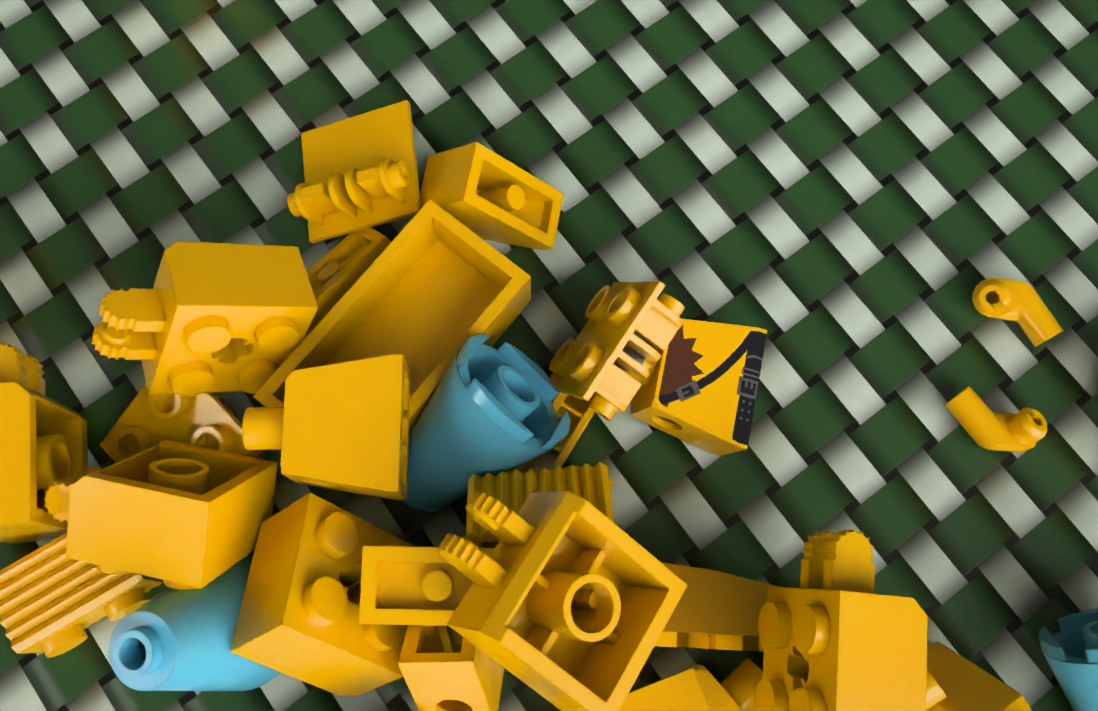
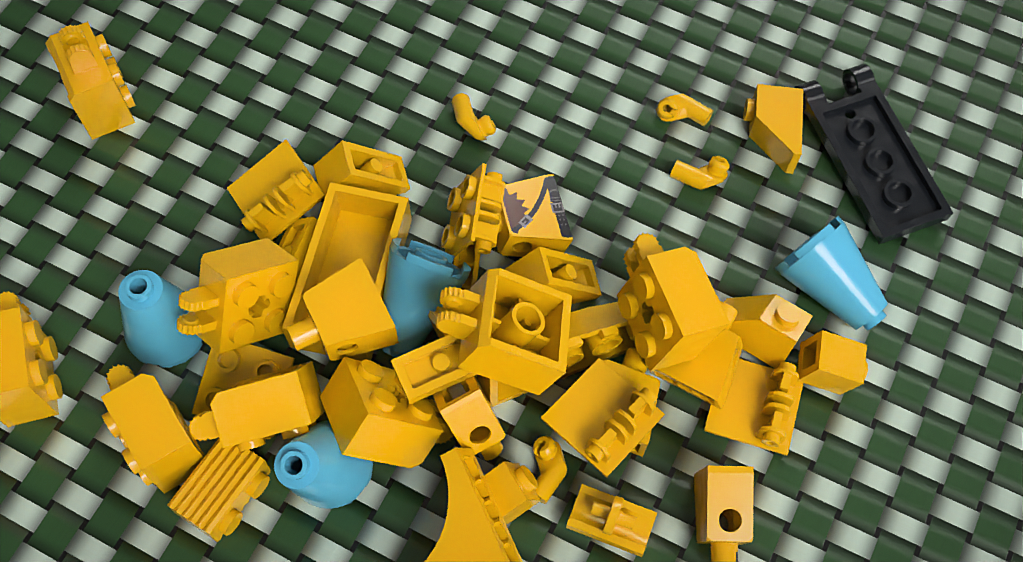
camera: 25 degrees left, 10 degrees down
(80, 266) = (150, 320): none -> medium azure cone
(684, 183) = (467, 120): none -> yellow arm
(687, 492) = (560, 271): none -> yellow slope

